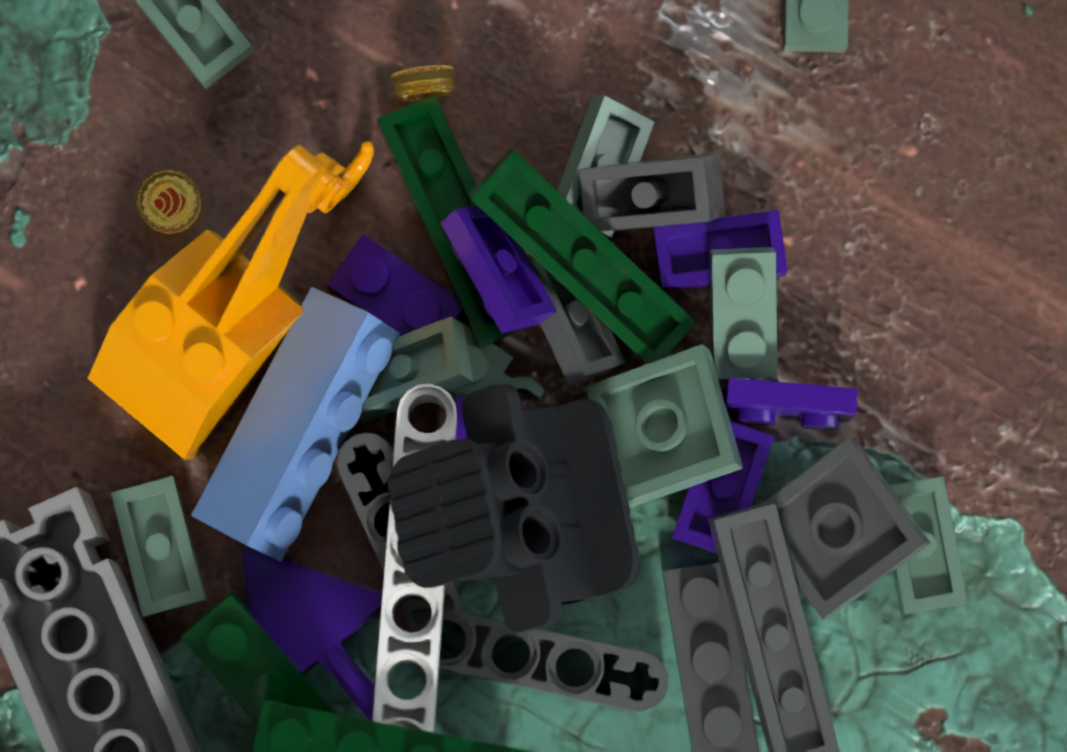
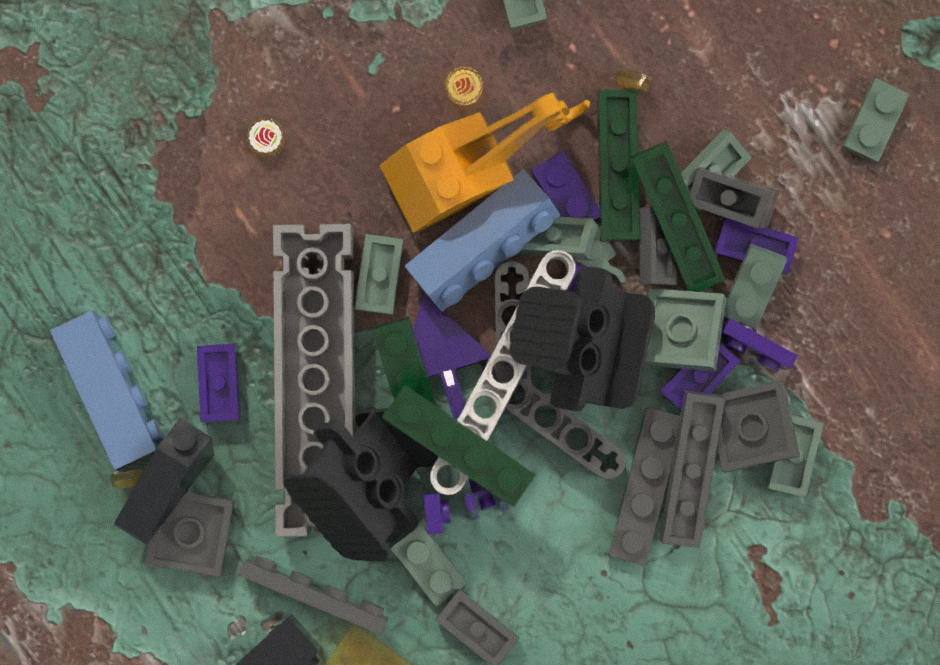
camera: 25 degrees right, 5 degrees up
(498, 270) = (630, 204): dark purple plate -> none

